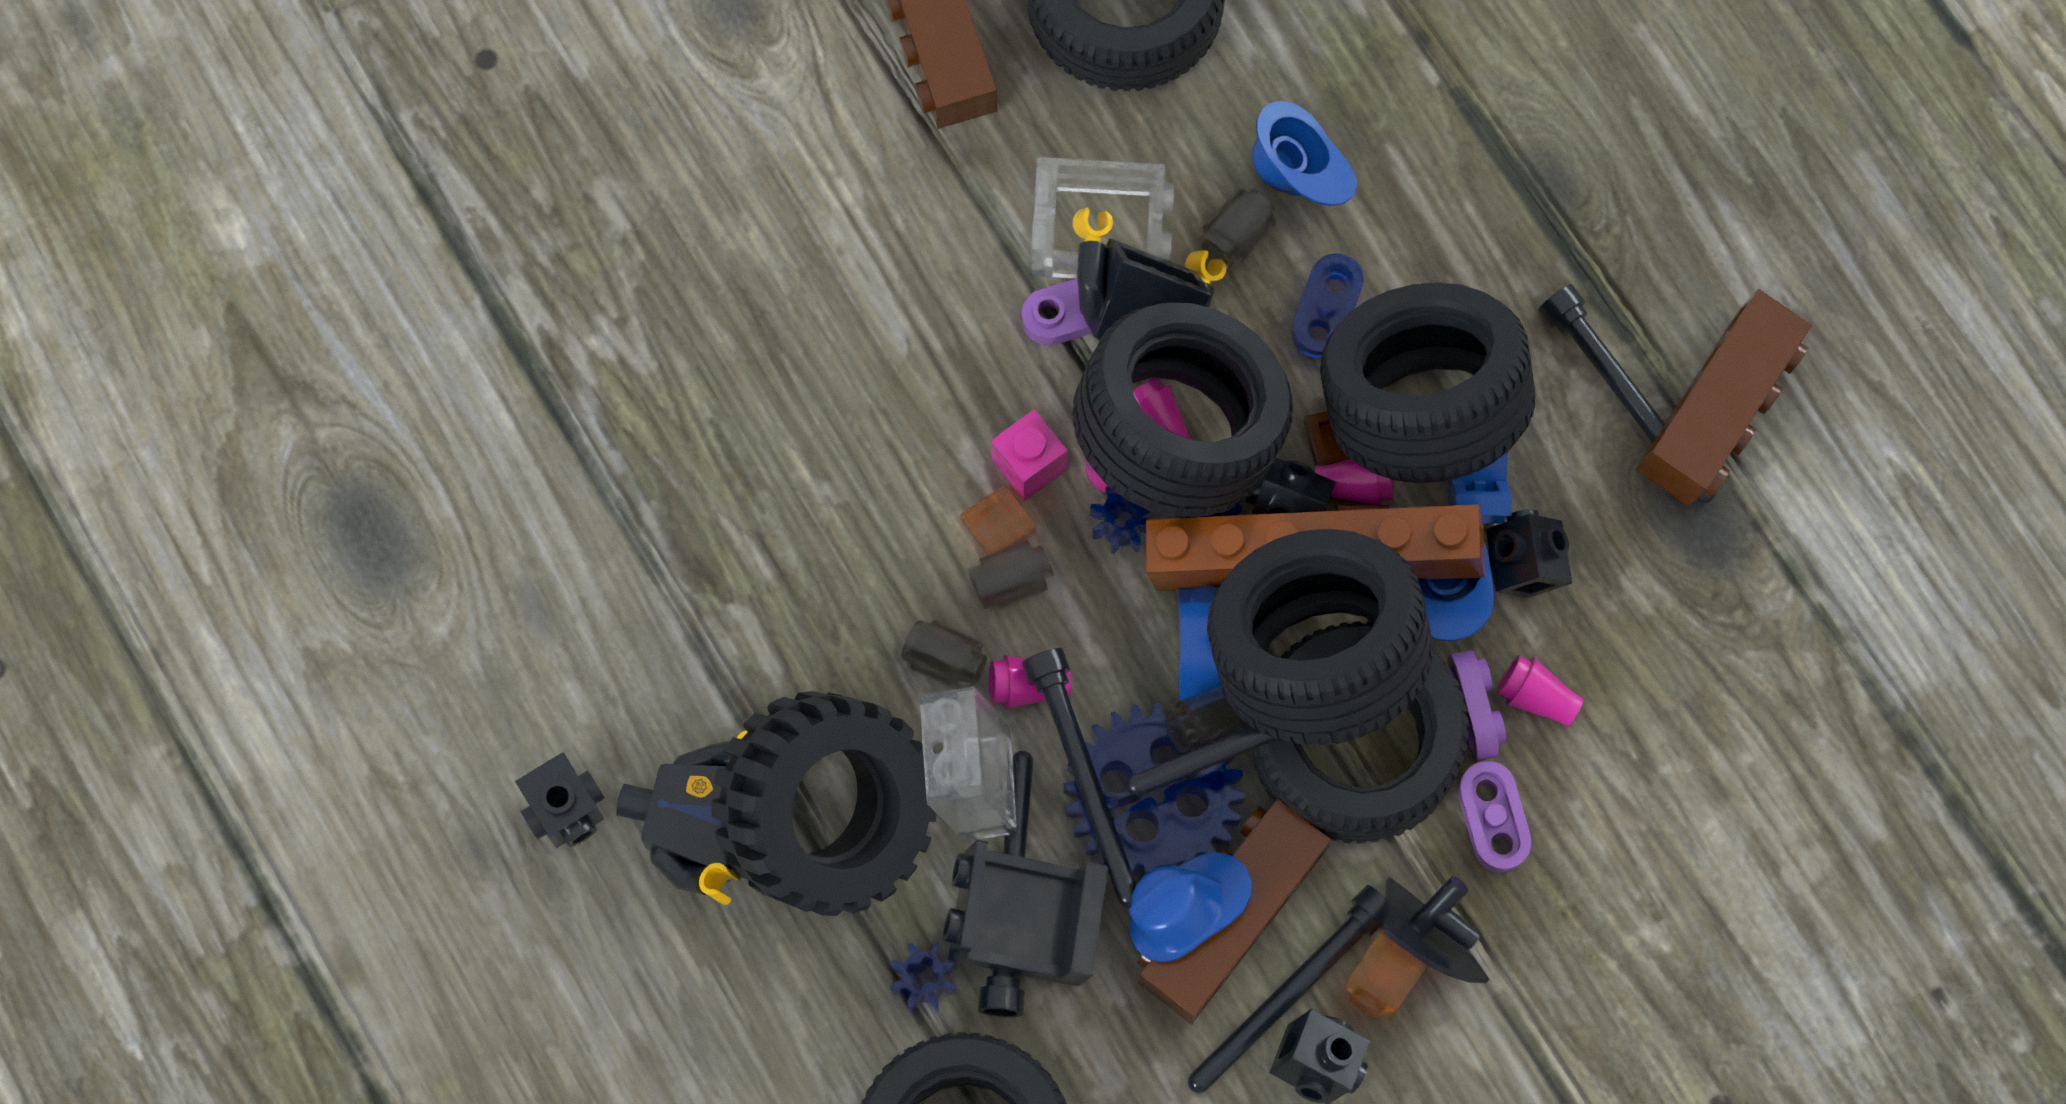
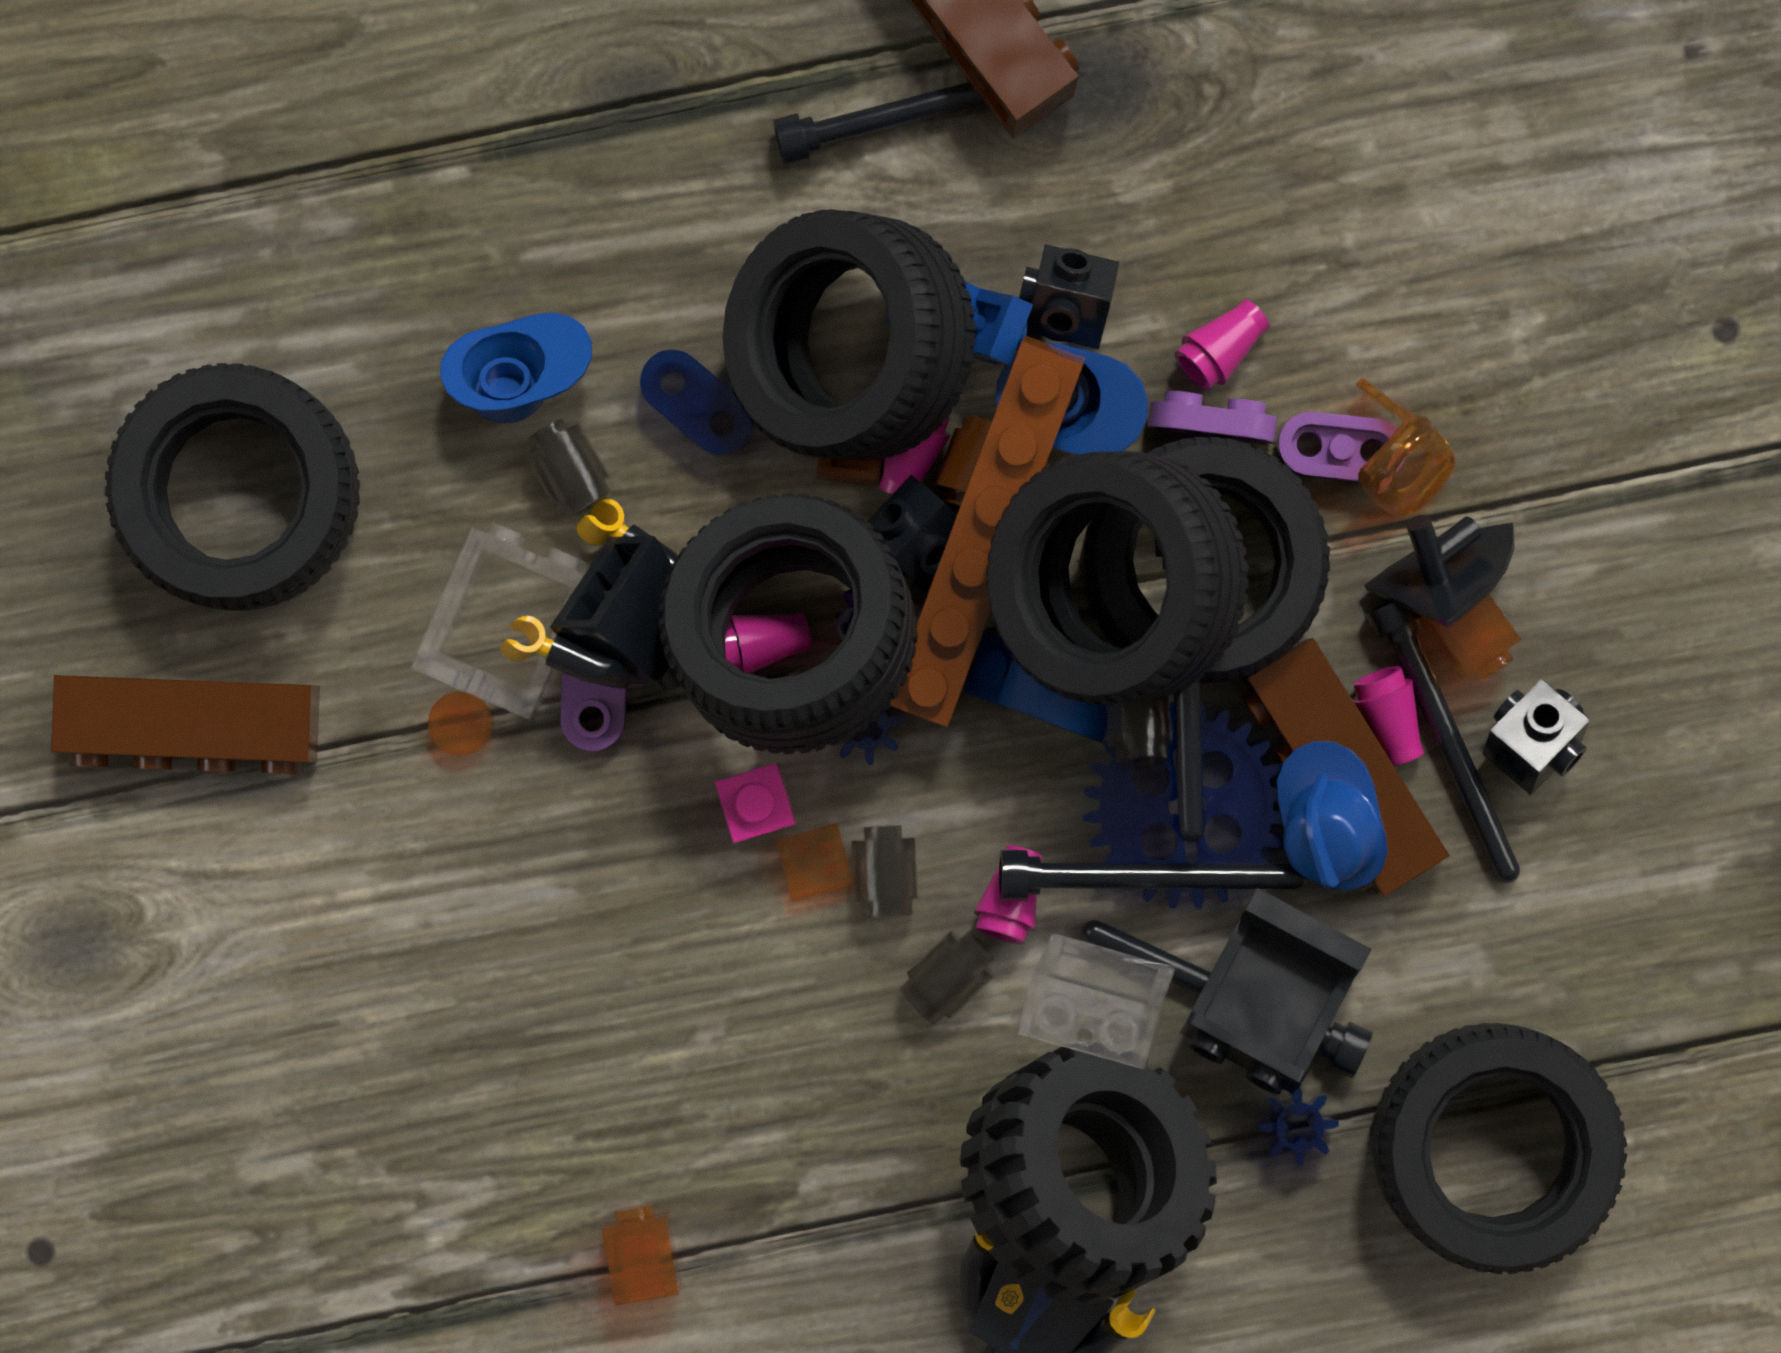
camera: 70 degrees left, 15 degrees up
(635, 493) = (641, 1255): none -> clear orange brick
(1007, 220) = (460, 723): none -> clear orange tile
(1292, 934) = (1390, 712): none -> dark pink cone
(1525, 855) = (1414, 434): none -> clear orange piece

